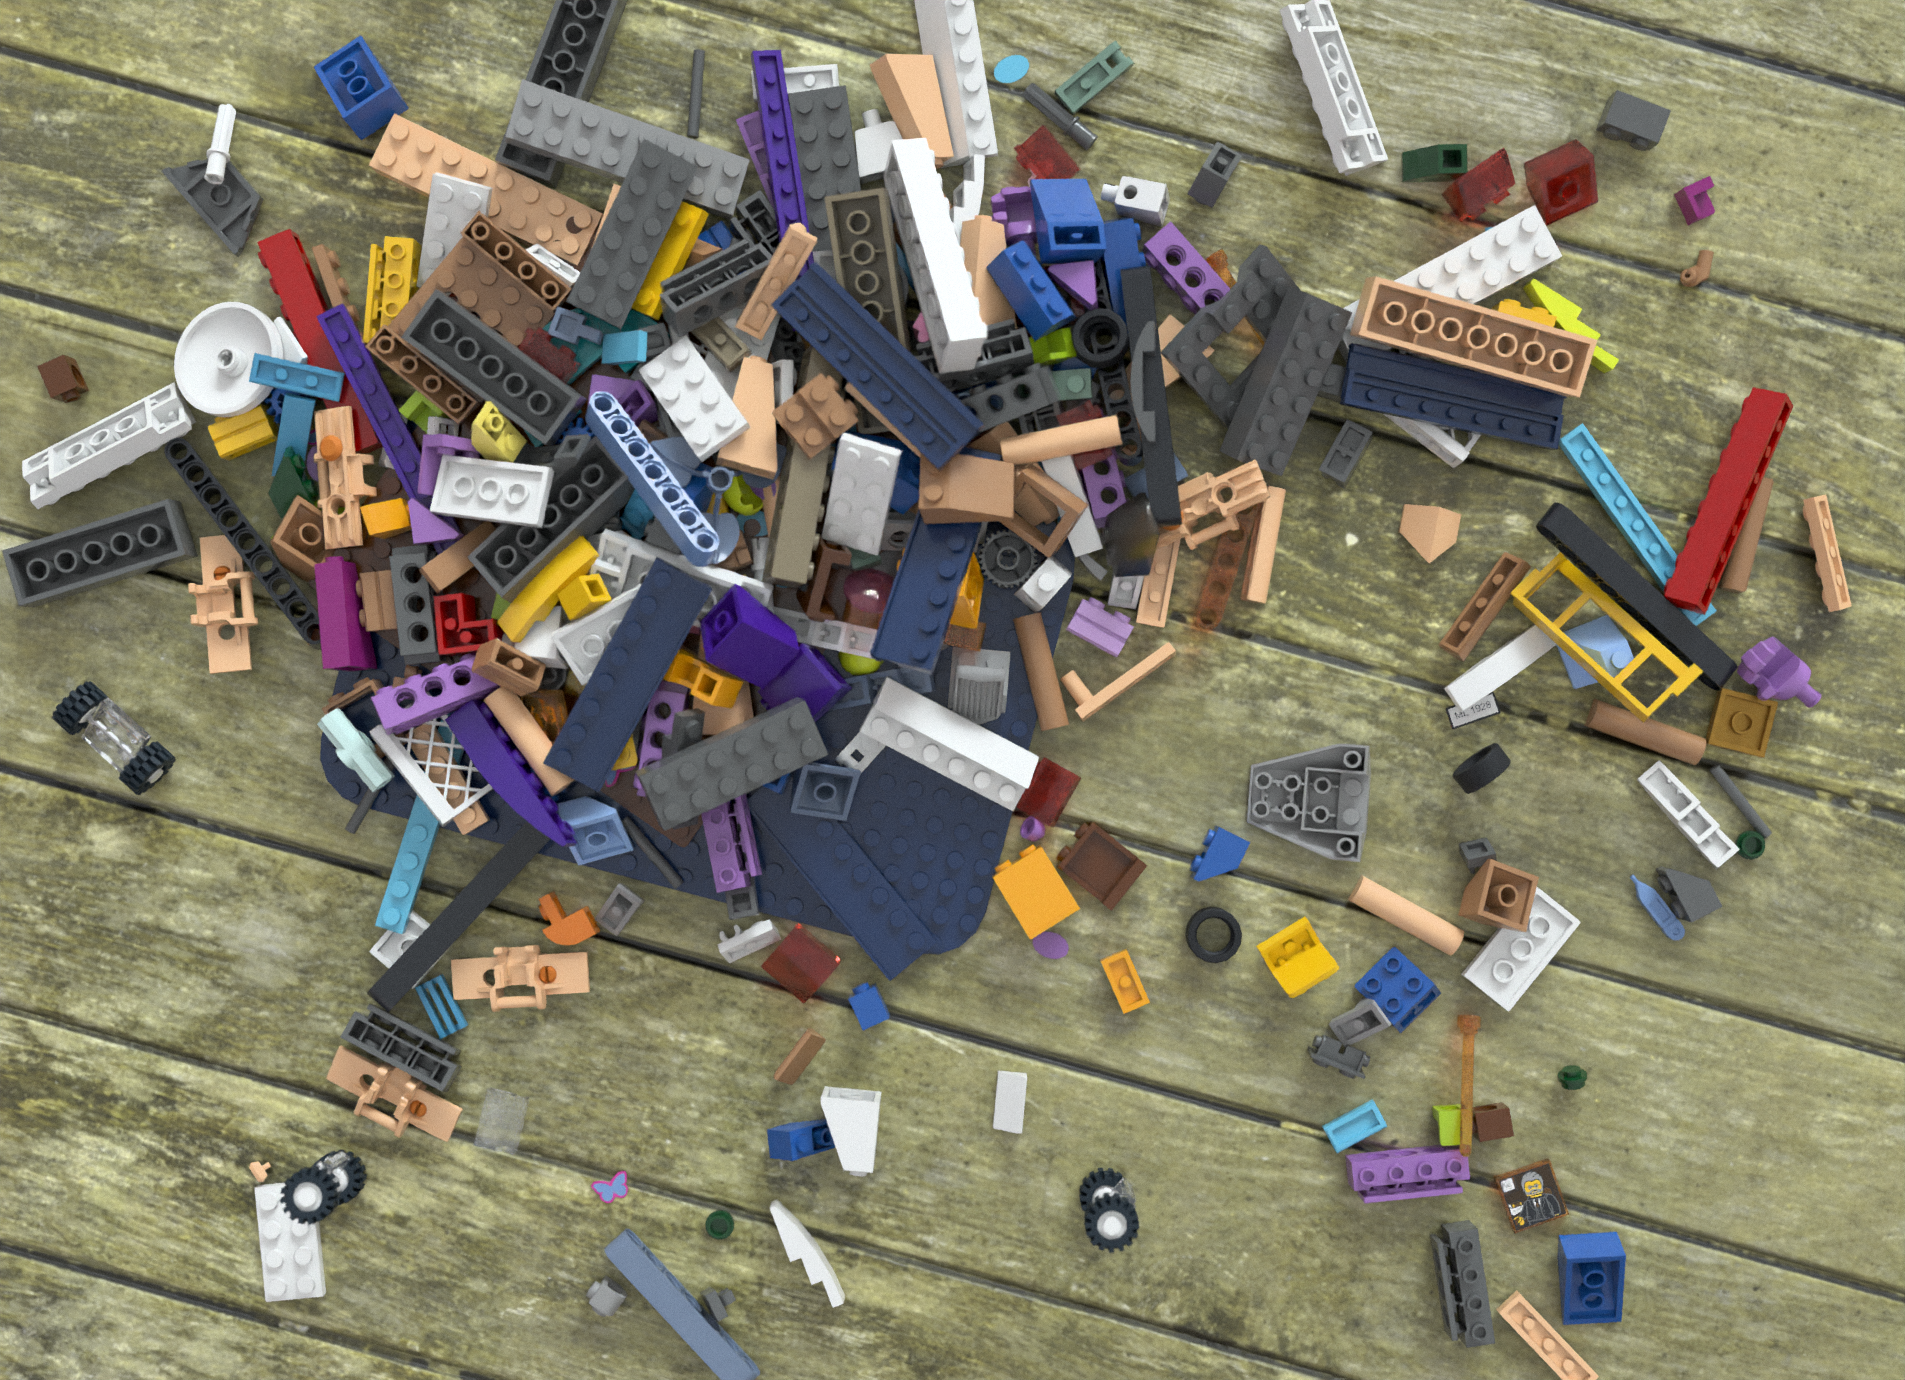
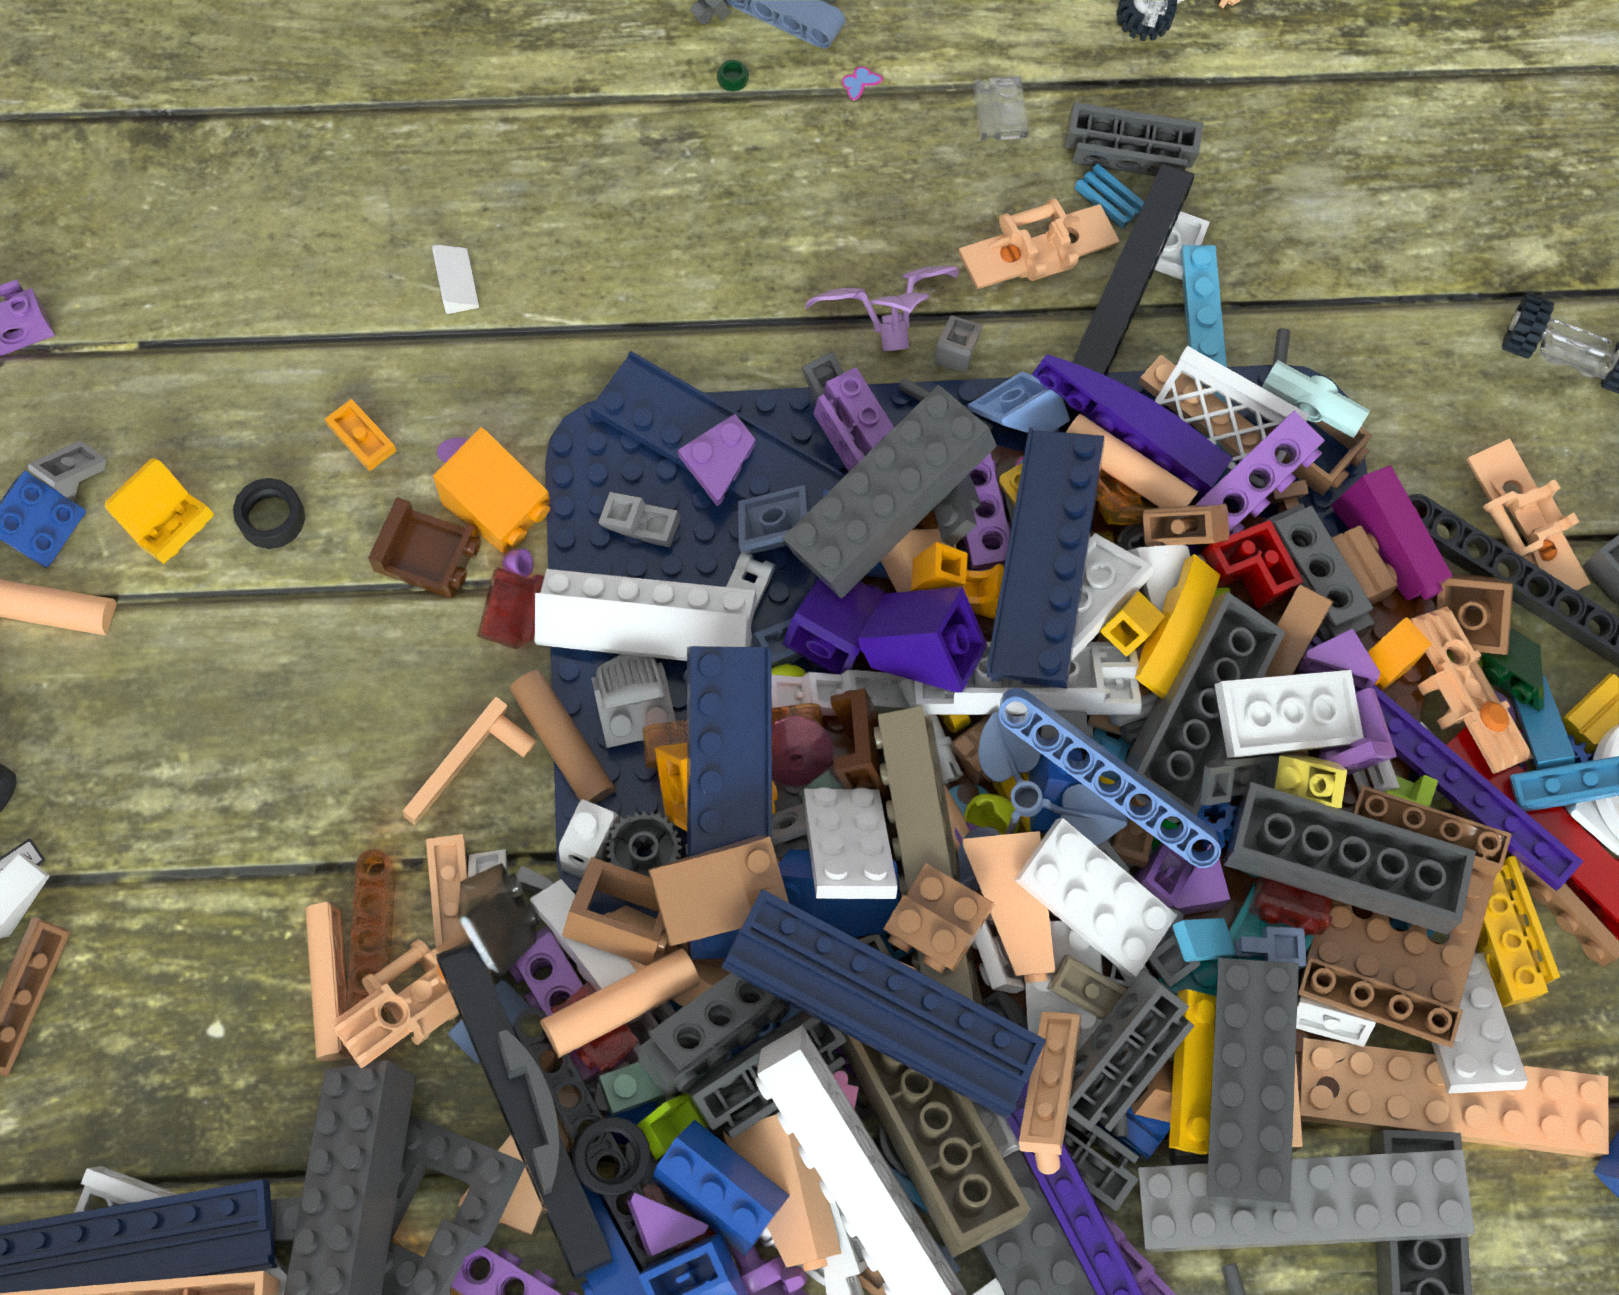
camera: 160 degrees right, 20 degrees down
(412, 1099) = (1100, 90): light nougat piece -> none
(566, 929) = (1009, 305): orange brick -> none
(665, 936) = (894, 327): none -> lavender plant
(748, 941) = (810, 346): white plate -> none
(799, 1057) = (706, 256): medium nougat slope -> none
(799, 1139) = (674, 175): blue slope -> none
(801, 963) = (735, 349): clear red slope -> none
(802, 1245) = (636, 78): white slope -> none
(849, 861) = (718, 456): none -> medium lavender wing
(853, 1126) = (623, 199): white slope -> none
(868, 1005) = (645, 322): blue brick -> none
(927, 833) = (639, 521): none -> light grey slope
(1100, 627) = (506, 815): lavender brick -> none
(1109, 1210) = (302, 166): black plate -> none
(1221, 854) = (283, 601): blue slope -> none
(1315, 799) = (183, 695): light grey wedge -> none
(1327, 1054) = (100, 425): dark grey hinge -> none
(1346, 453) = (248, 1131): dark grey hinge -> none
(1354, 1126) = (50, 365): medium azure tile -> none
(1429, 529) = (114, 1070): light nougat slope -> none

